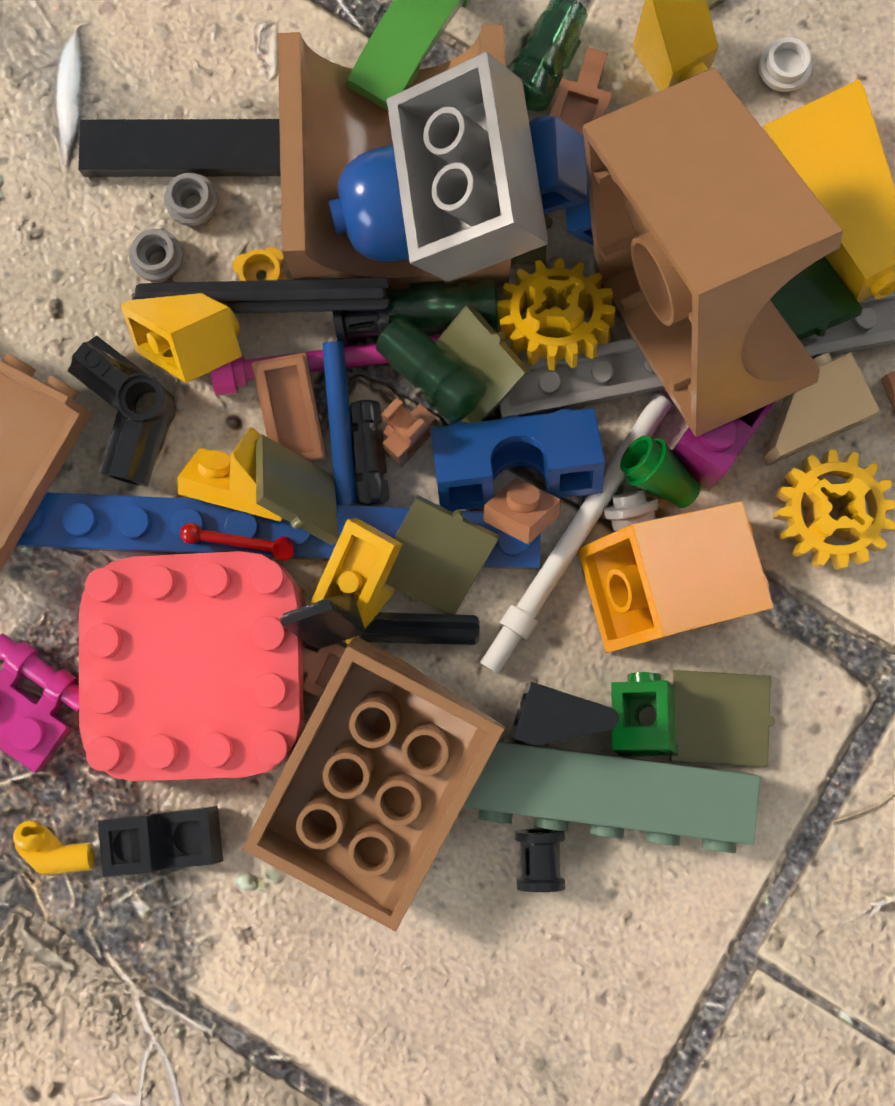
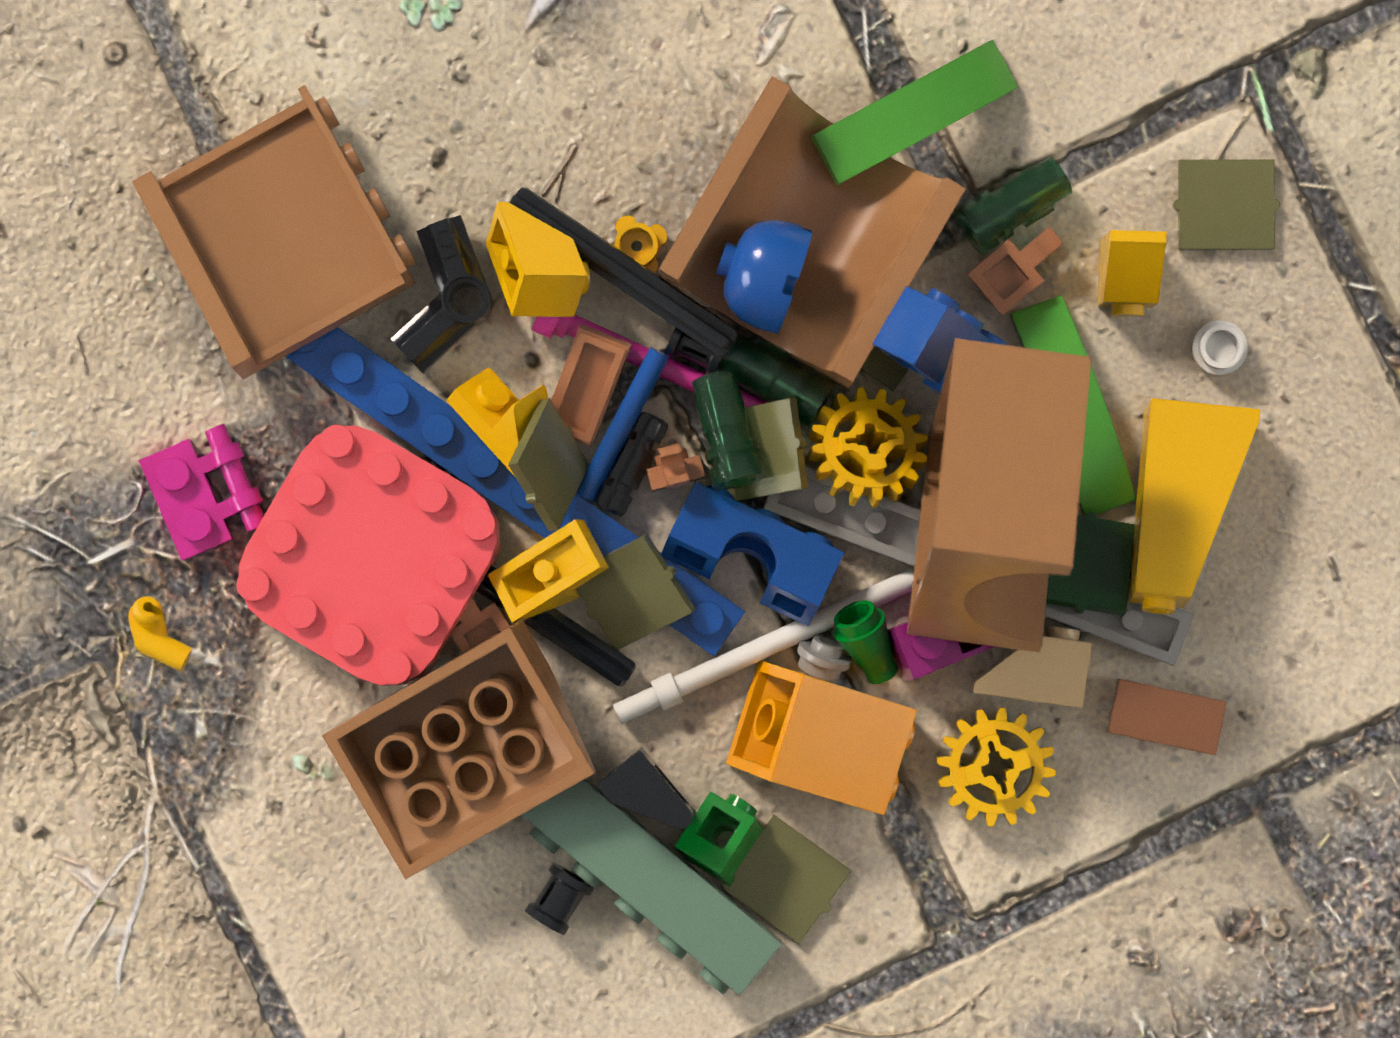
camera: 30 degrees right, 5 degrees up
(149, 242) = (555, 152): light grey plate -> none
(160, 841) = (251, 684): black slope -> none
(179, 147) = (640, 84): black tile -> none
(185, 186) = (617, 120): light grey plate -> none
(282, 548) = (505, 503): red hinge -> none
(325, 621) = (505, 592): black slope -> none
(466, 169) = (846, 307): light grey brick -> none
(522, 510) = (729, 599): nougat plate -> none

